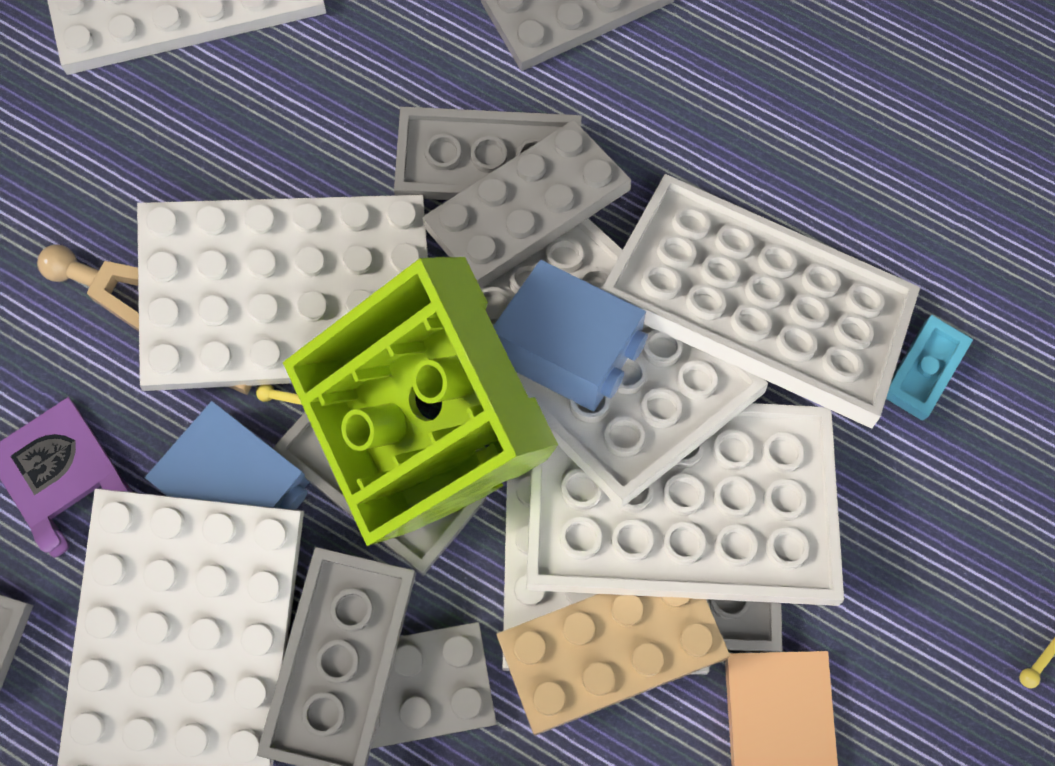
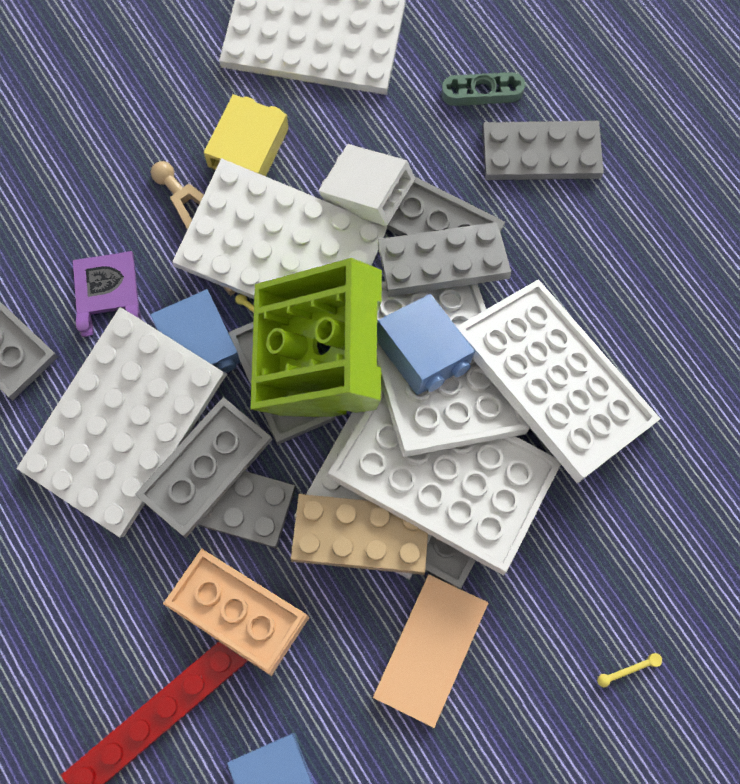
camera: 30 degrees right, 0 degrees up
(157, 154) = (247, 135): none -> light yellow brick
(367, 146) = (368, 183): none -> white brick
(927, 367) = (638, 468): medium azure plate -> none

